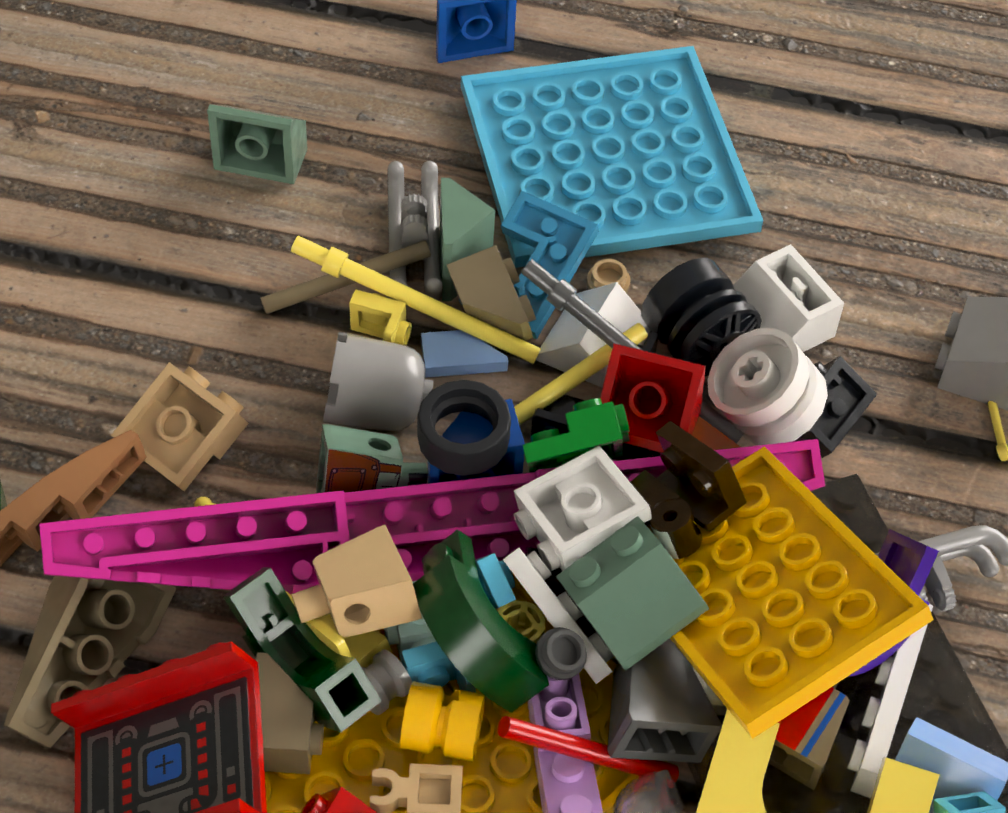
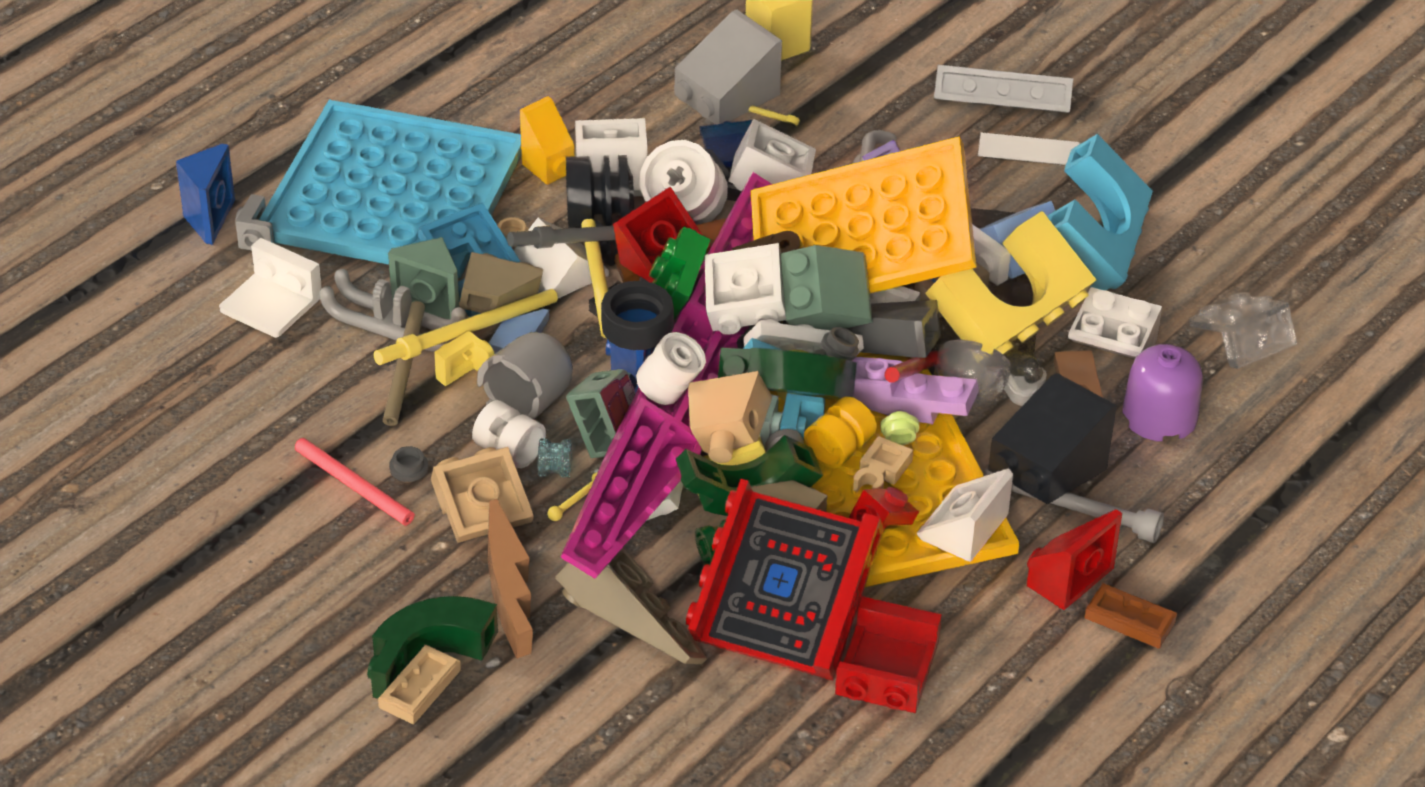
camera: 60 degrees left, 10 degrees down
(158, 318) = (354, 481): none -> coral piece
(202, 348) = (408, 464): none -> dark grey plate
(256, 143) = (231, 359): sand green slope -> none
(275, 466) = (554, 457): none -> clear light blue wheel
(282, 409) = (504, 427): none -> white wheel
(377, 134) = (277, 292): none -> white bracket
(399, 496) = (670, 368): none -> white wheel
(465, 64) = (249, 226): none -> light grey bracket
(499, 784) = (900, 427): none -> yellowish green plate
(699, 476) = (758, 217): dark brown bracket -> none
(755, 231) = (544, 140): none -> yellow slope
(884, 454) = (770, 156): none -> white slope
(916, 413) = (724, 139): none -> clear blue piece

